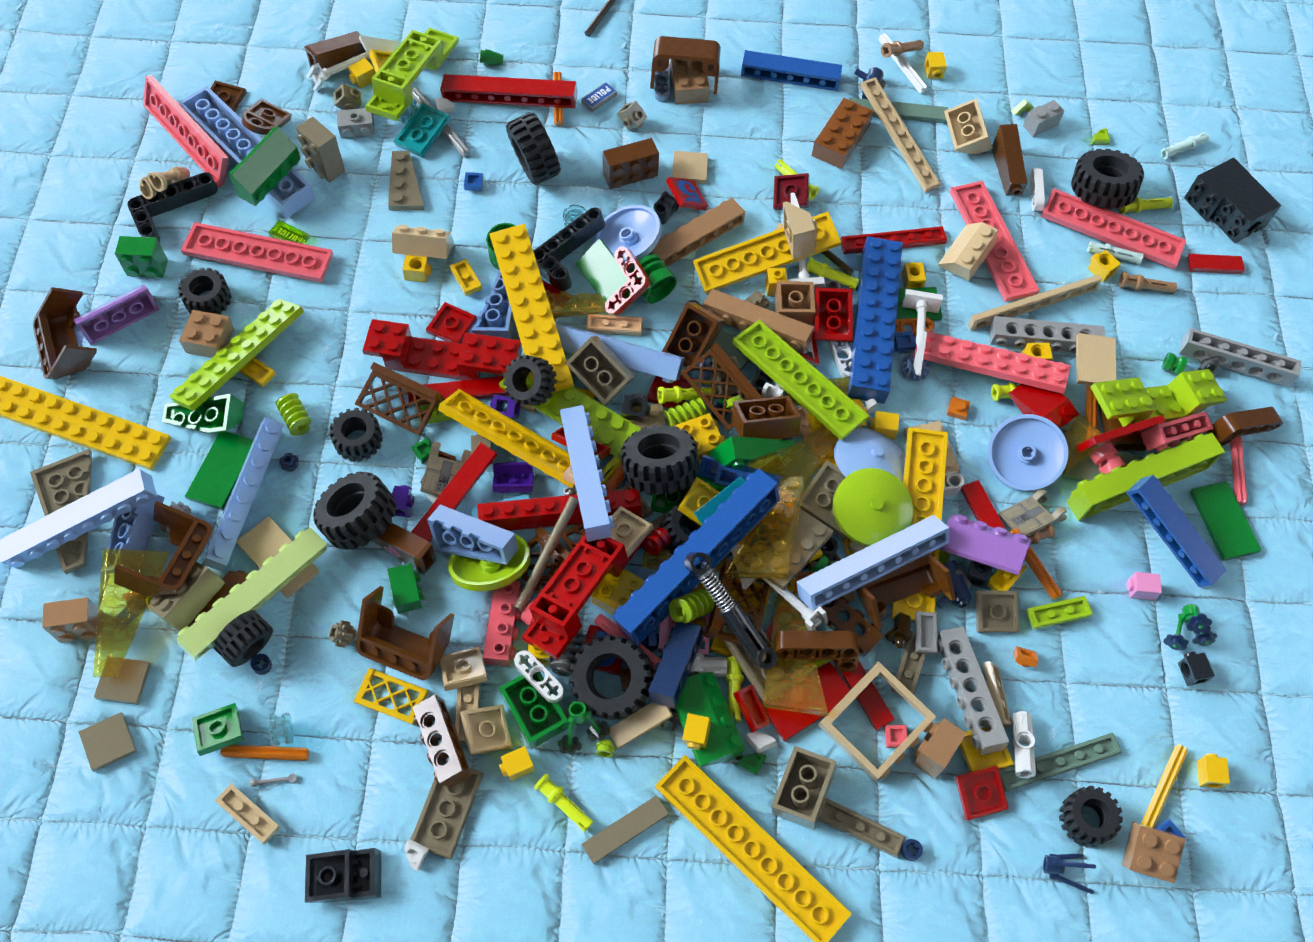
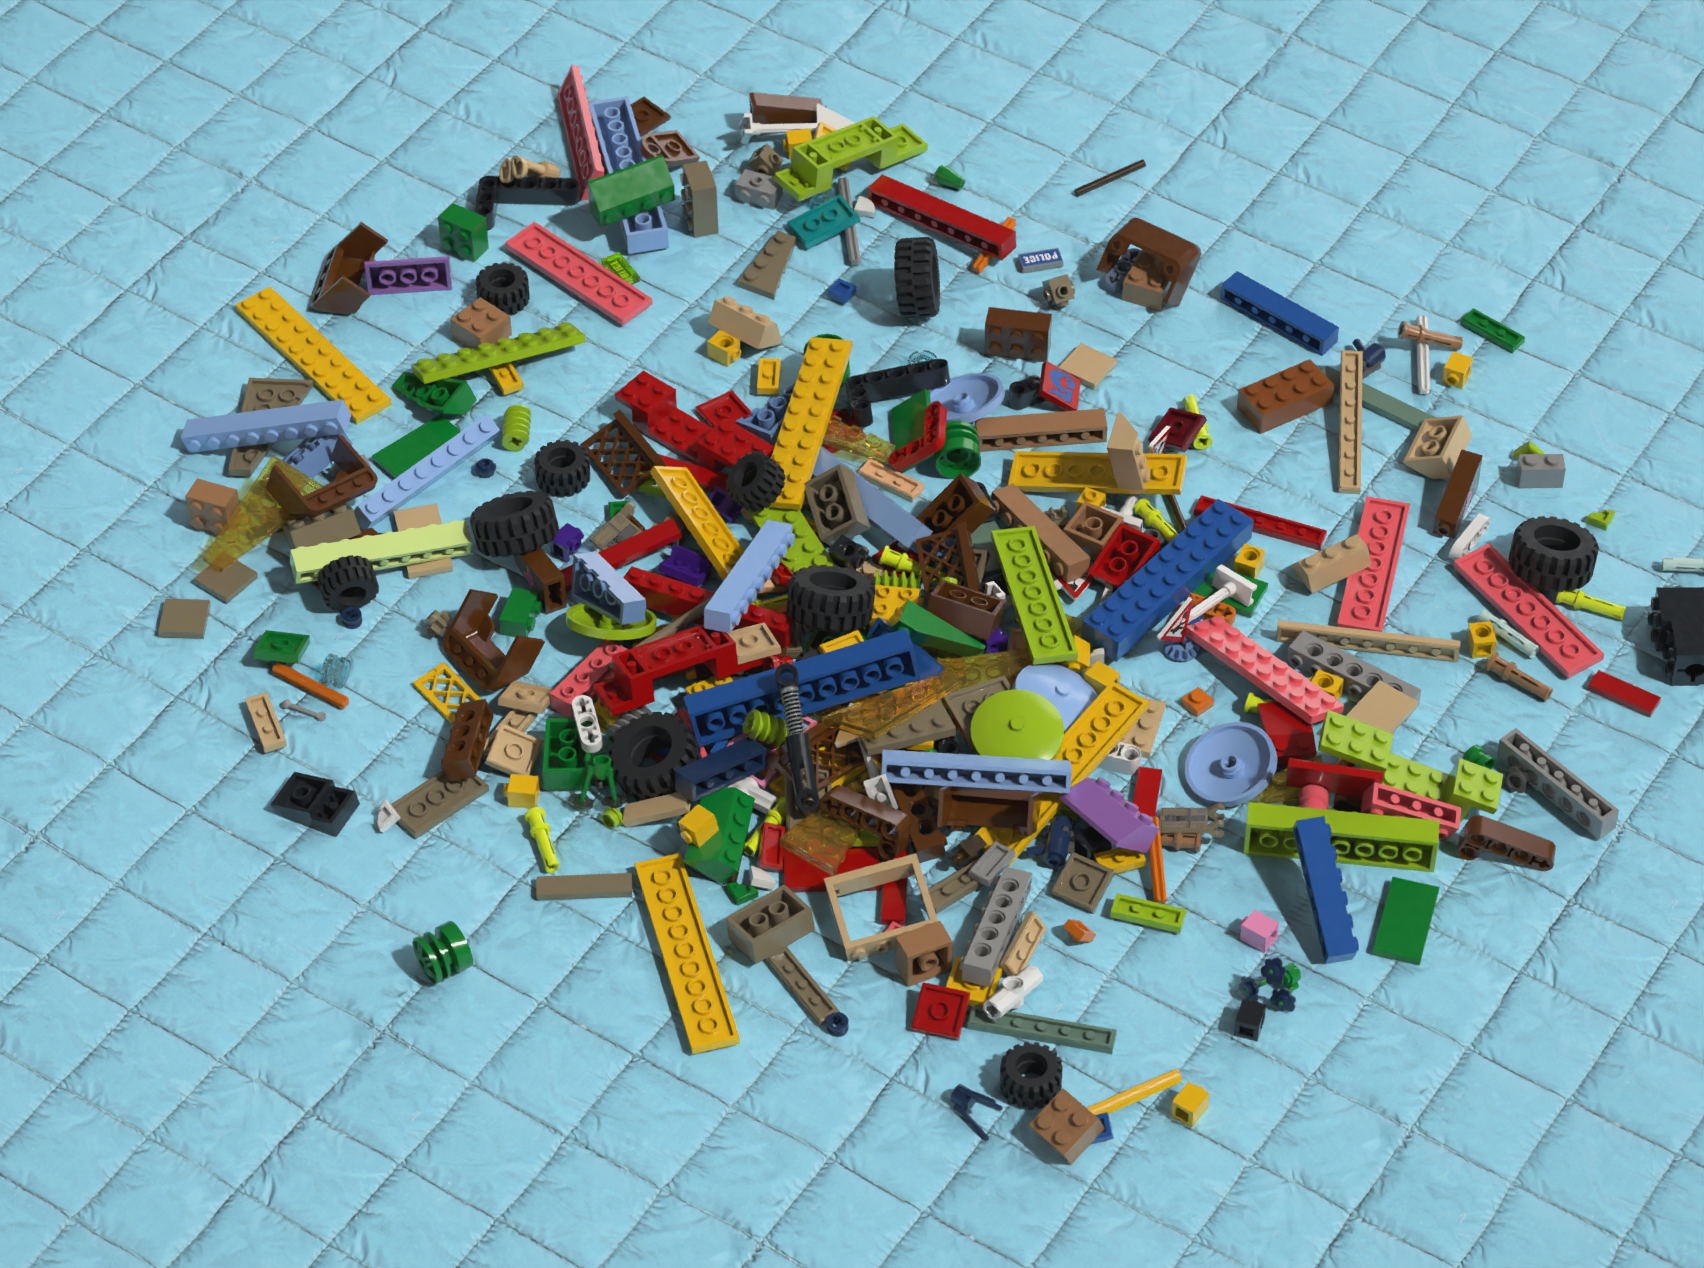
camera: 35 degrees right, 15 degrees down
(931, 26) = (1492, 330): none -> green tile
(1238, 469) = (1464, 885): coral axle -> none

